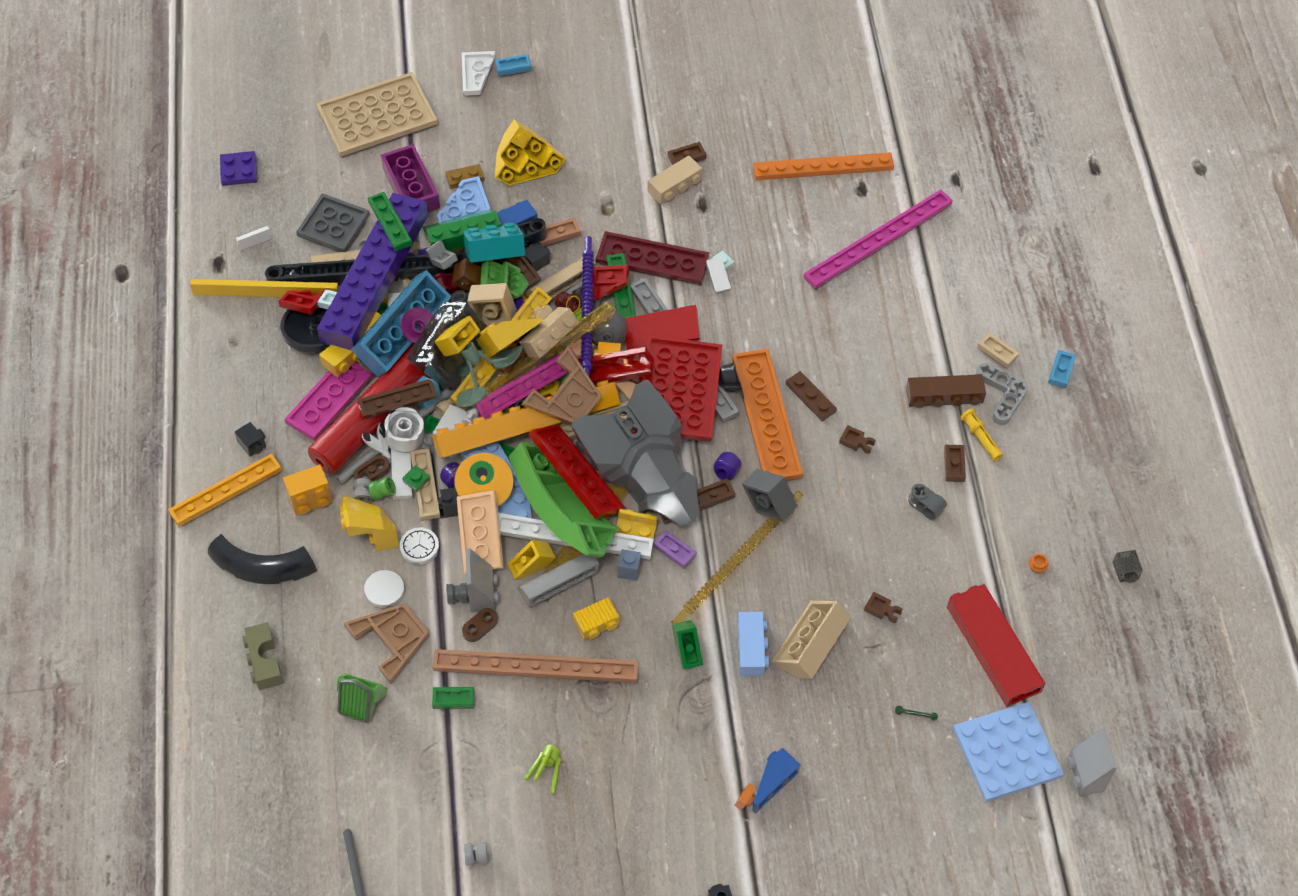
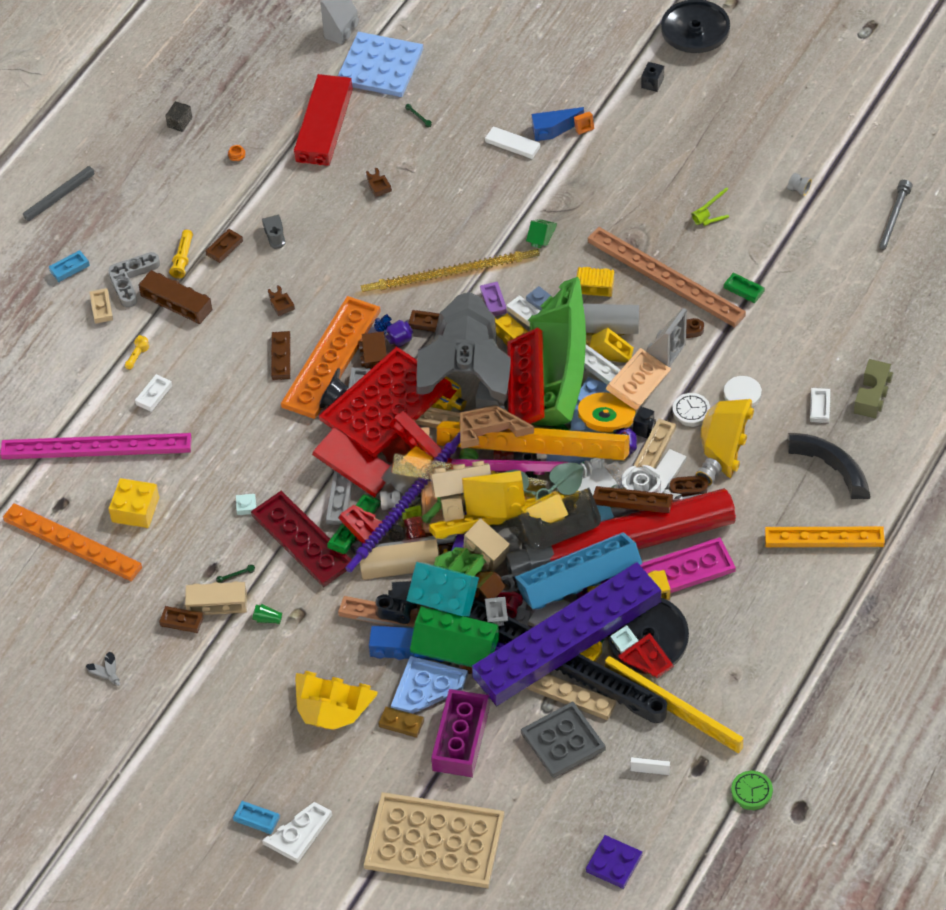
camera: 140 degrees left, 5 degrees down
(165, 265) = (752, 790): none -> bright green tile
(250, 439) = (775, 567): black brick -> none
(305, 617) = (820, 405): none -> white tile
(308, 490) = (756, 486): light orange brick -> none
(358, 697) = (813, 317): bright green piece -> none
(385, 487) = (691, 460): bright green wheel -> none
(389, 221) = (523, 654): green tile -> none
(398, 631) = (753, 352): medium nougat wing -> none
(413, 317) = (570, 547): magenta dish -> none
(416, 478) = (658, 451): green plate -> none
(457, 593) = (688, 354): dark grey wheel -> none
(628, 190) = (265, 614): none -> green cone
(673, 219) = (250, 568): none -> dark green hinge
(709, 99) = (108, 672): none -> light grey piece
(718, 274) = (261, 489): white piece -> none
(733, 436) = (373, 348): none -> reddish brown brick
(748, 466) = (382, 324): none -> clear blue plate
(752, 644) = (494, 207): light blue brick -> none
(770, 494) = (391, 280): dark grey brick -> none
(798, 735) = (512, 142): none -> white tile
(803, 210) = (134, 503): none -> yellow brick
(811, 638) = (449, 189): tan slope -> none
(879, 303) = (153, 393): none -> white plate
(932, 338) = (141, 345): none -> yellow piece
(1146, 431) = (58, 193): none -> dark grey axle

